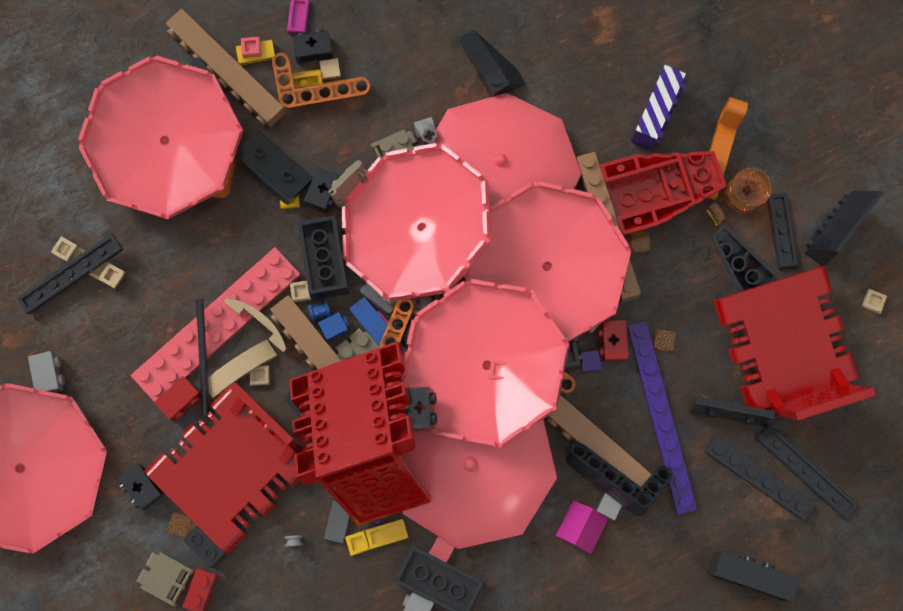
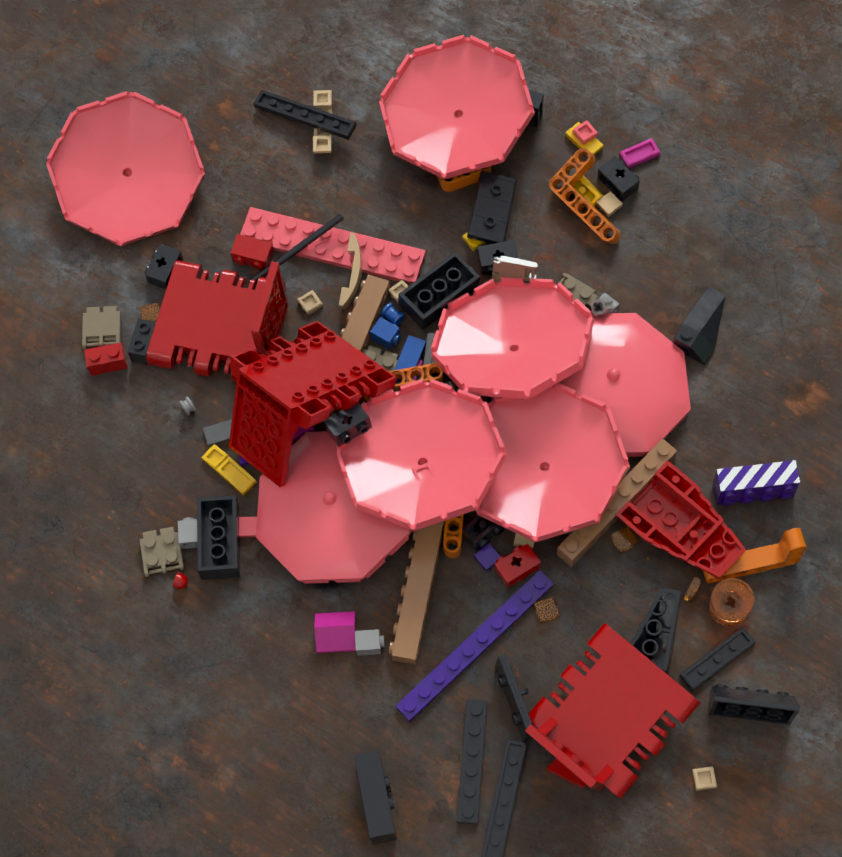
camera: 65 degrees right, 10 degrees down
(46, 372) = (214, 145): light grey brick -> none
(225, 68) = (553, 125): medium nougat brick -> none
(240, 367) = (311, 283): tan slope -> none
(618, 481) = (390, 635): black beam -> none

